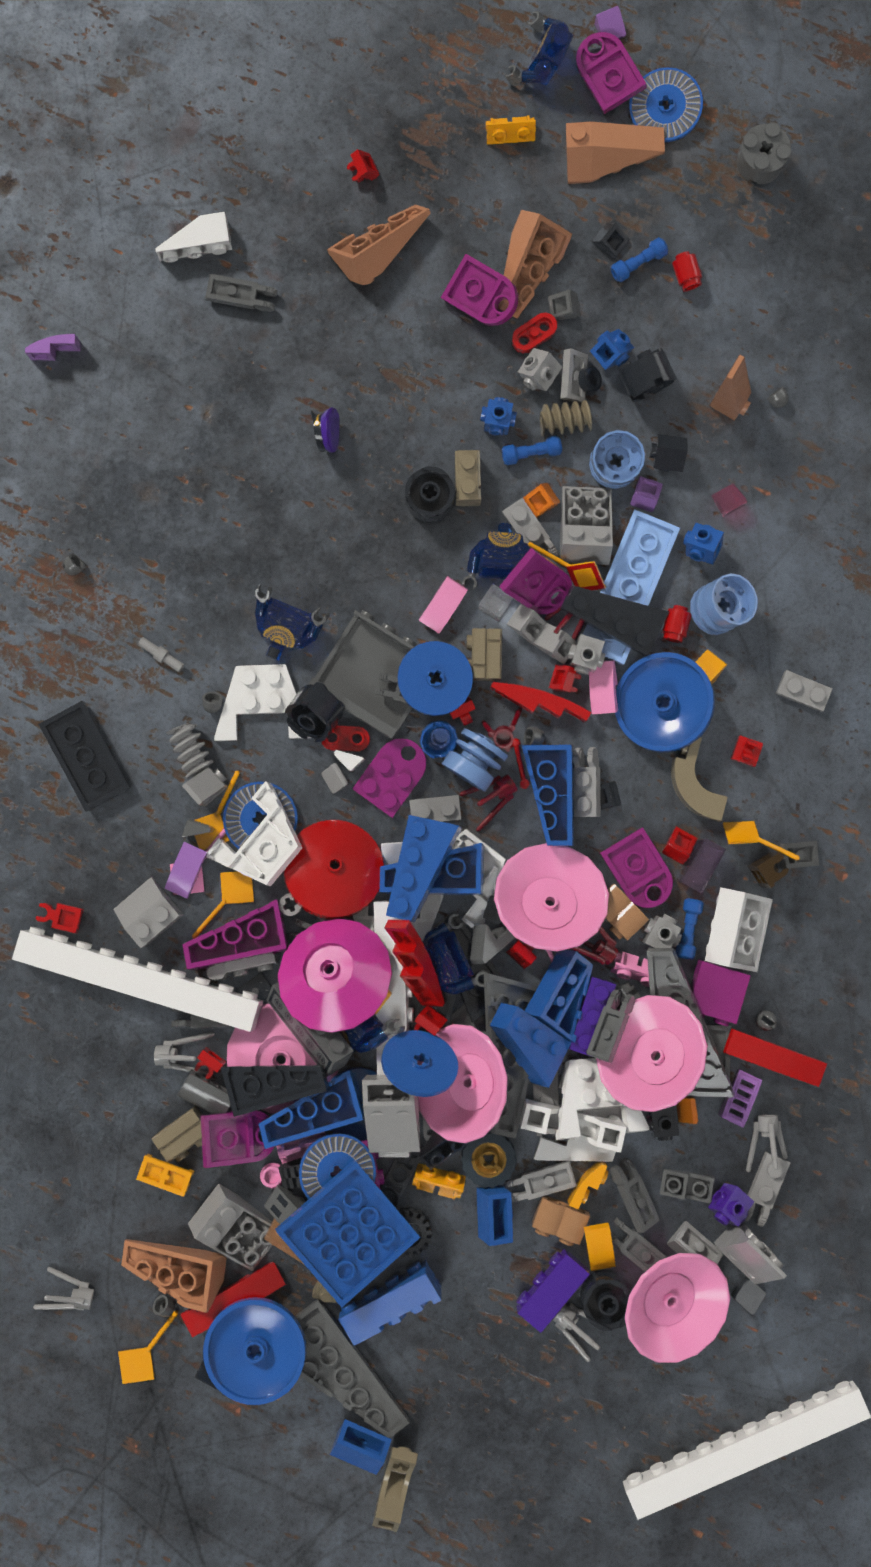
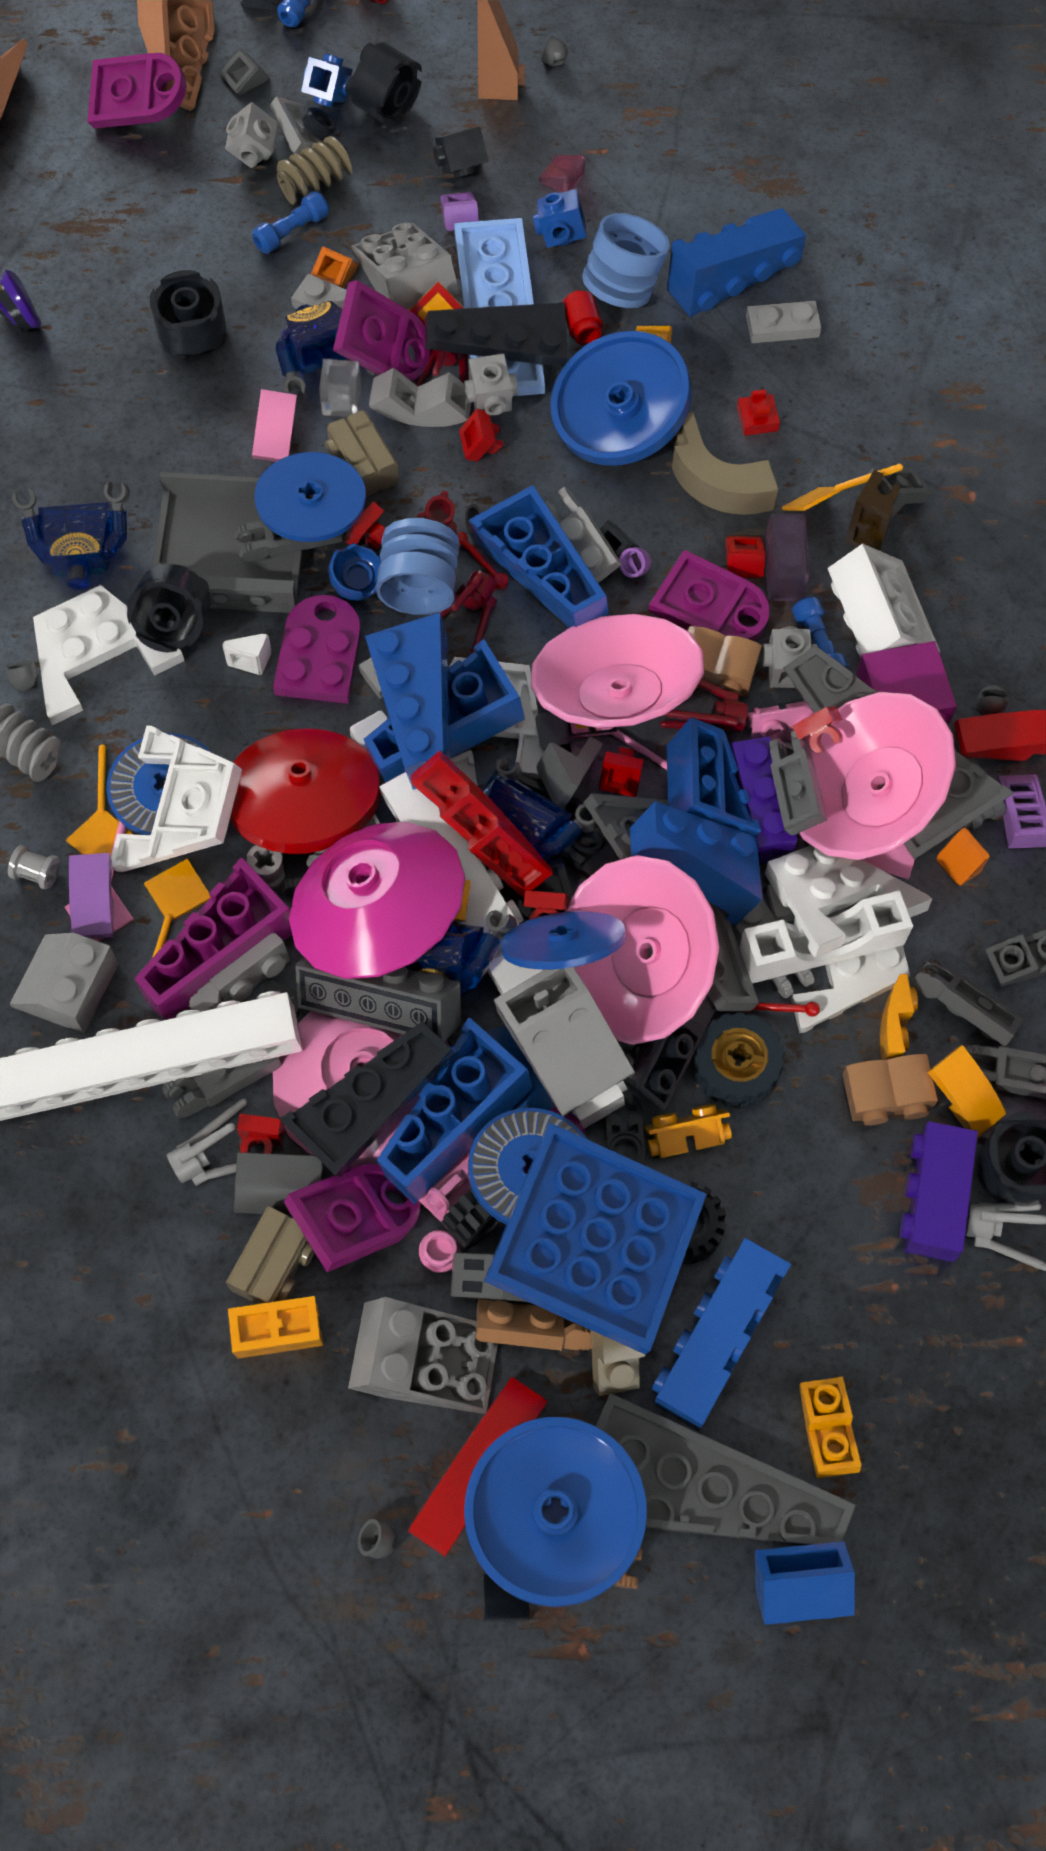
camera: 30 degrees left, 20 degrees down
(79, 1300) = (235, 1600): light grey plant -> none
(137, 1363) = (382, 1663): light orange piece -> none
(162, 834) = (33, 867): none -> light grey bush
(182, 1272) = (374, 1467): nougat wedge -> none
(195, 828) = (80, 834): dark grey slope -> none
(206, 786) = (64, 774): light grey slope -> none
(334, 778) = (242, 685): light grey slope -> none
(345, 739) = (227, 629): red plate -> none
(394, 1488) = (891, 1616): dark tan arch -> none
(421, 1375) = (829, 1427): none -> light orange slope
(467, 478) = (237, 288): dark tan brick -> none
(494, 424) = (228, 202): blue brick -> none
(495, 1215) = (794, 1124): blue brick -> none
(530, 698) = (462, 470): red slope -> none
(533, 333) = (221, 106): red plate -> none
(543, 1181) = (832, 1051): light grey hinge -> none
(545, 1153) = (811, 1008): none -> red hinge
(602, 689) = (536, 423): bright pink slope -> none
(609, 818) = (631, 565): none -> medium lavender hinge
(621, 446) = (400, 177): medium blue wheel -> none
(641, 1003) = (818, 724): none -> tile
(663, 1123) = (944, 882): black brick -> none
(799, 633) = (732, 260): none -> blue wedge

